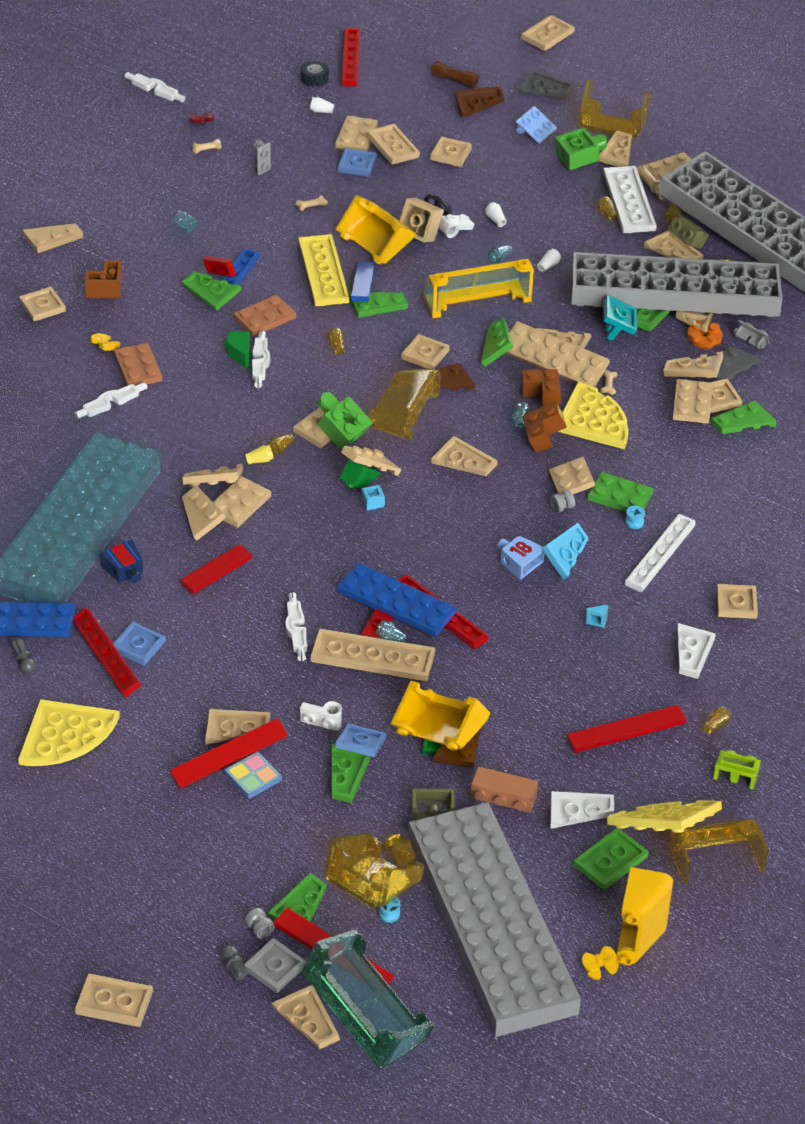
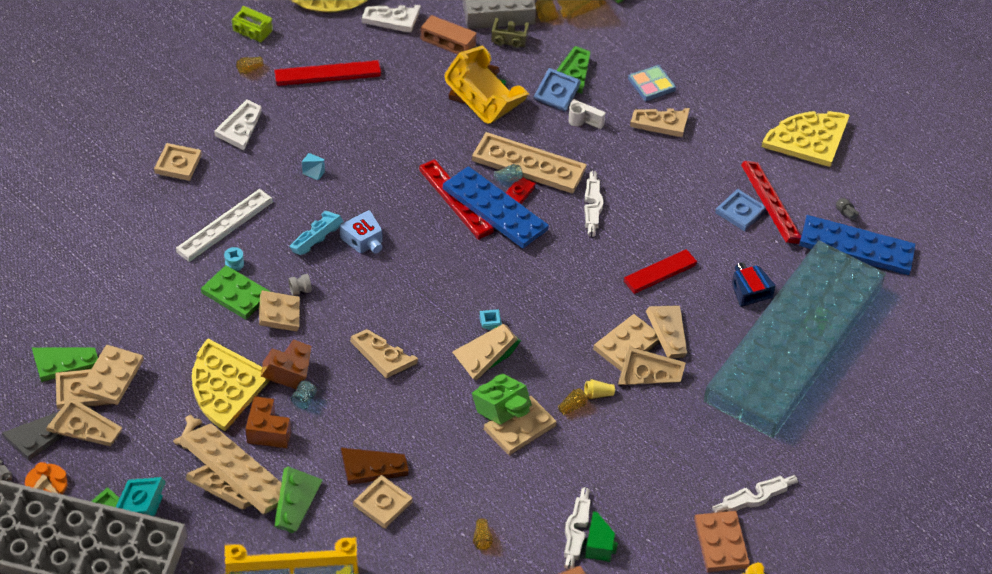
camera: 170 degrees left, 5 degrees up
(228, 753) = (670, 95): red tile -> none
(404, 400) = (424, 419): clear yellow windscreen -> none

